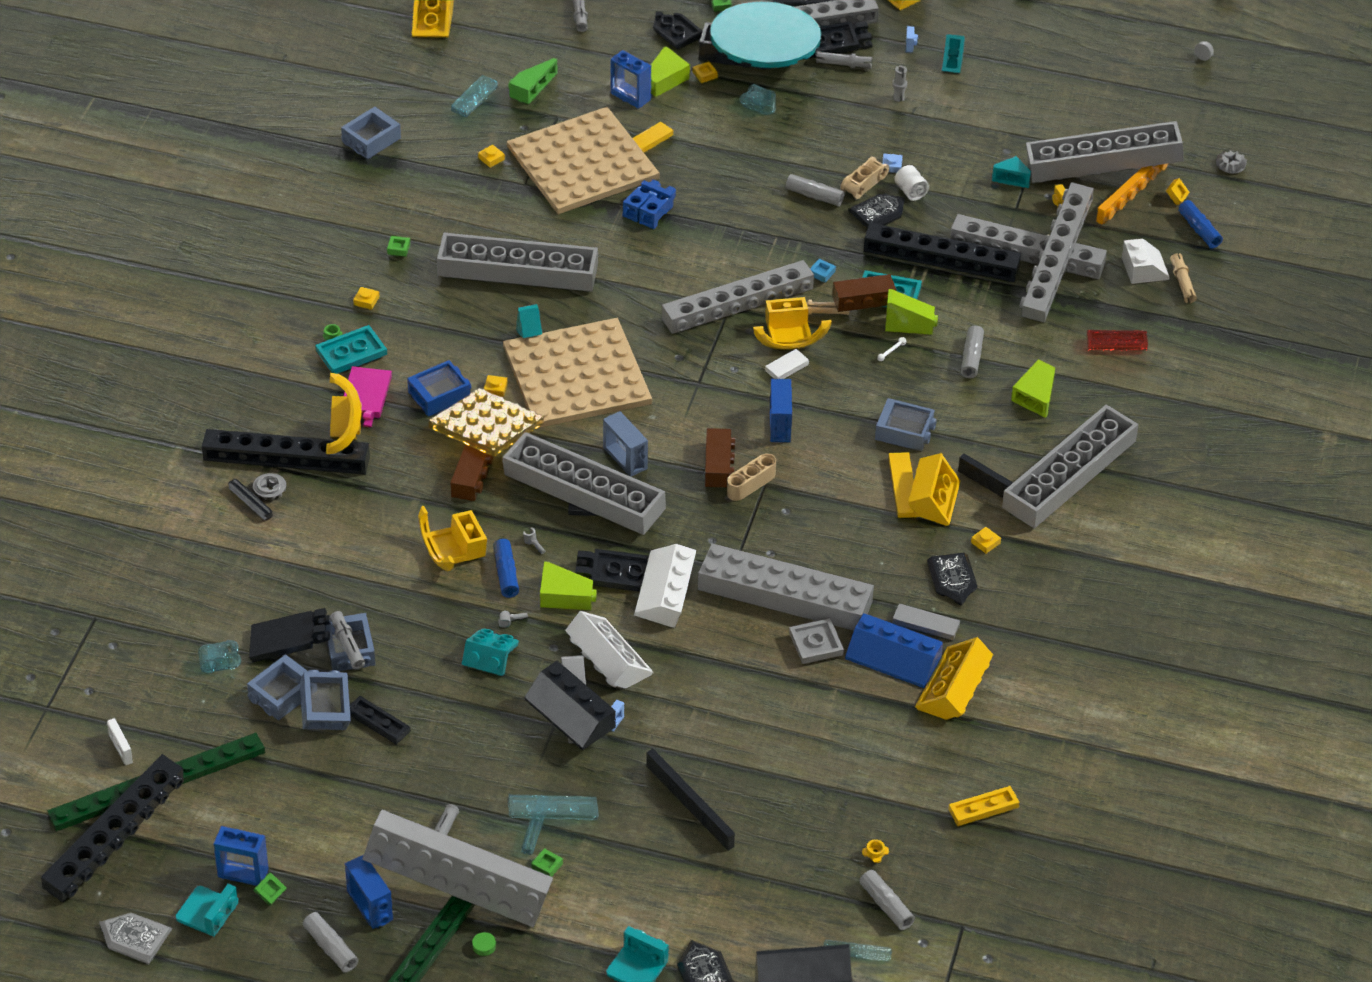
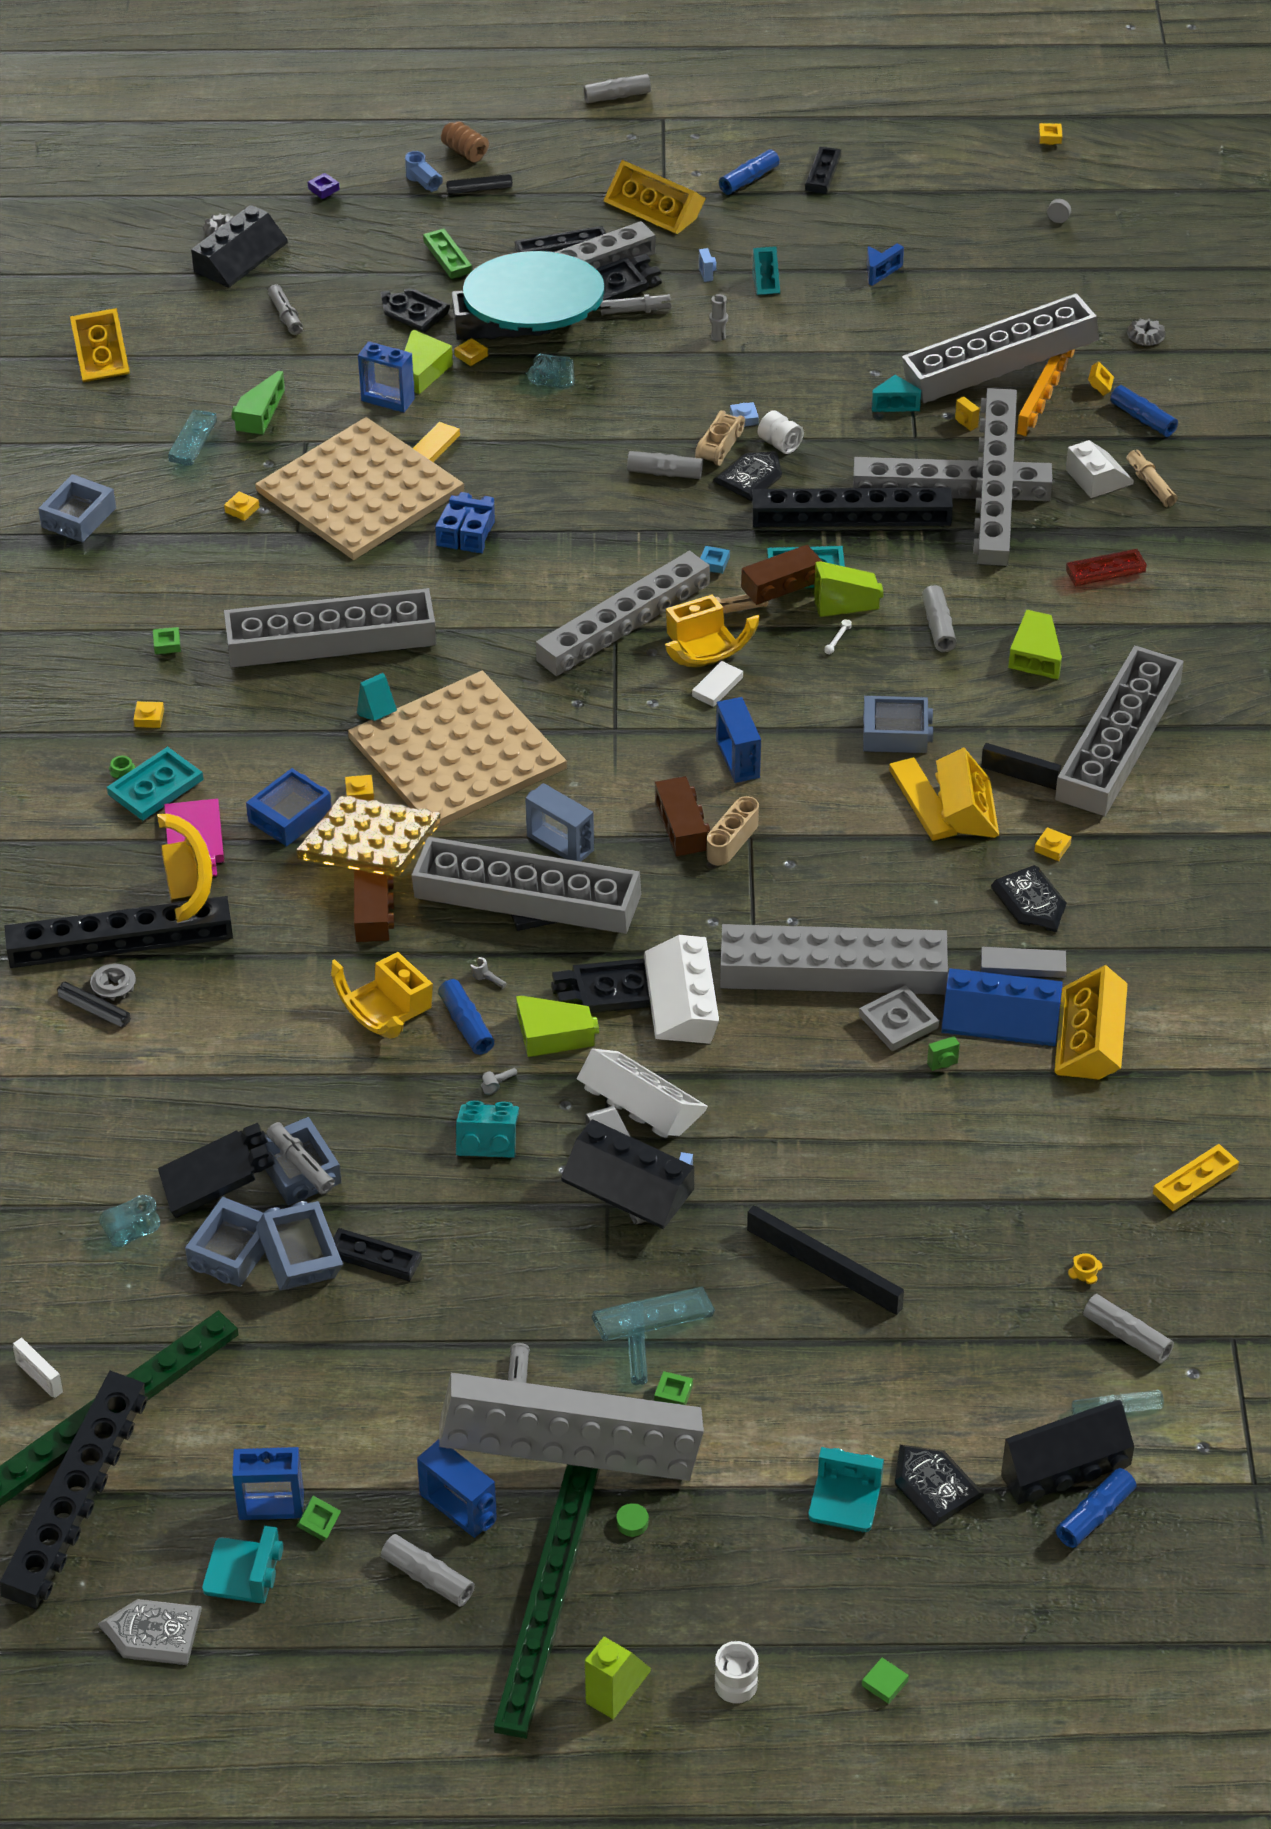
camera: 15 degrees left, 0 degrees up
(837, 674) = (943, 1053): none -> bright green plate
(1048, 66) = (883, 264): none -> blue slope

